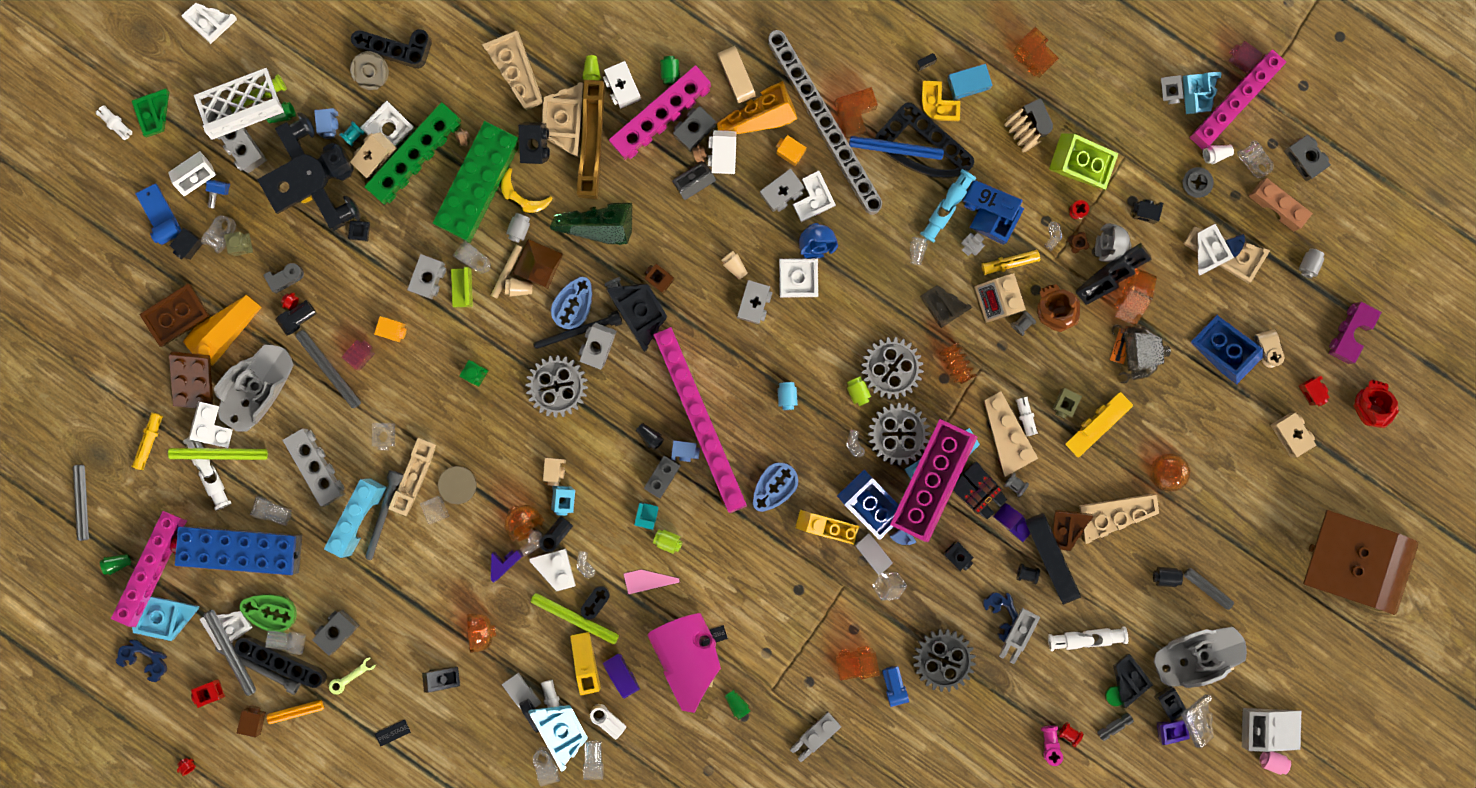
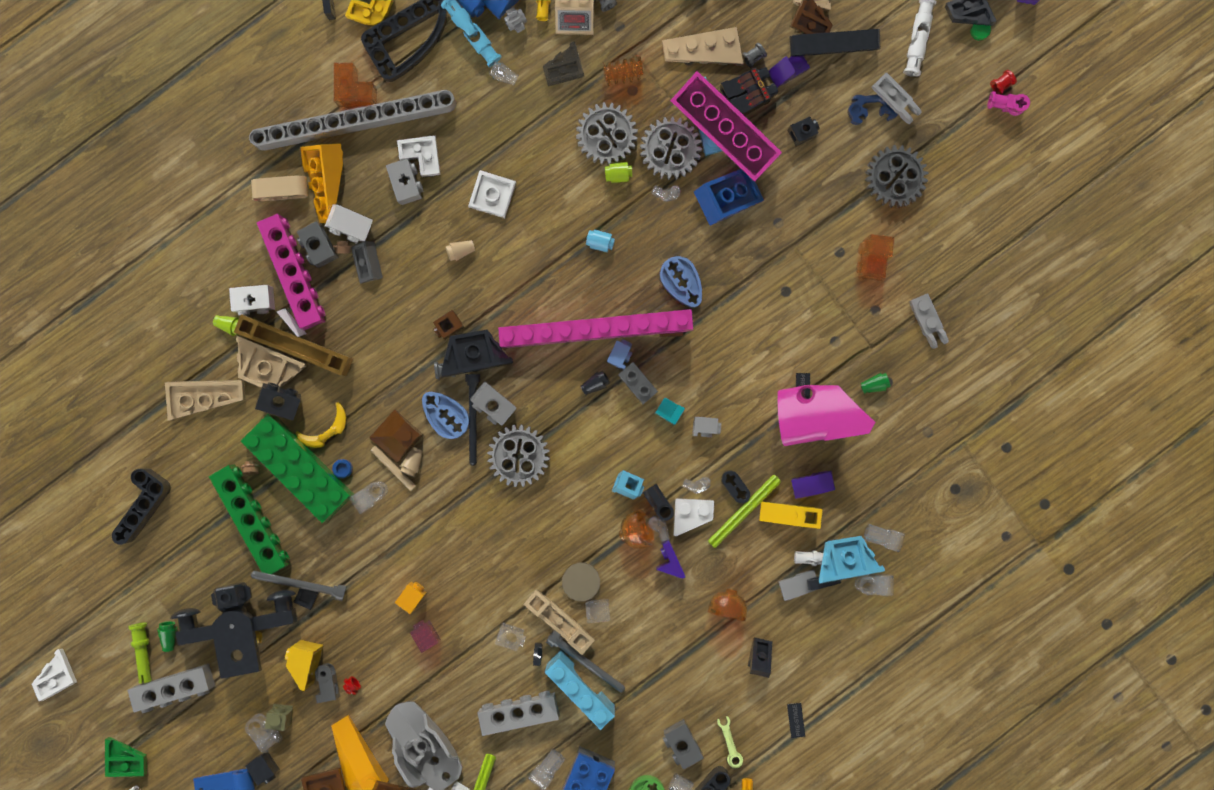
camera: 70 degrees left, 0 degrees up
(191, 173) = (195, 740): white brick -> none
(215, 187) = (217, 722): blue piece -> none
(243, 118) = (155, 673): white fence -> none
(291, 320) = (370, 690): black piece -> none
(297, 249) = (303, 661): none -> yellow slope
(326, 123) = (191, 594): medium blue brick -> none
(328, 369) = (429, 669): dark grey axle -> none
(352, 133) = (210, 573): teal bush -> none
(369, 70) = (155, 536): dark tan tile -> none
(372, 257) = (336, 591): none -> dark grey piece
(373, 154) = (236, 558): tan brick -> none
(375, 466) = (537, 658): none -> black tile
(386, 114) = (203, 536): white piece -> none
(424, 266) = (361, 544): light grey brick -> none
(462, 287) = (394, 515): lime panel -> none
(473, 373) = (479, 530): green brick -> none
(490, 223) = (342, 468): none -> blue tile
(518, 227) = (354, 443): light grey brick -> none
(553, 471) = (598, 485): tan brick -> none
(603, 225) = (380, 360): clear green wedge -> none
(609, 722) = (852, 511): white piece -> none
(612, 129) = (291, 322): none -> white sticker
(643, 555) = (706, 426): none -> light grey brick
(645, 580) = (729, 437): bright pink sticker -> none
(667, 541) = (700, 398): lime brick -> none
(669, 70) = (253, 249): green brick -> none
(752, 291) = (491, 237): light grey brick -> none
(790, 150) = (368, 161): light orange brick -> none
(817, 240) = (463, 163): blue cylinder -> none
(827, 527) = (736, 245): yellow slope -> none
(873, 554) = (775, 210): light grey slope -> none
(889, 586) = (810, 204): clear panel -> none
(895, 147) = (400, 60): blue axle -> none
(895, 690) = (912, 230): blue piece -> none
(903, 538) = (769, 177): medium blue tile -> none
(1026, 416) = (693, 25): white pin -> none
(1028, 574) = (841, 72): black bush -> none
(1115, 726) = (1009, 39): dark grey axle -> none

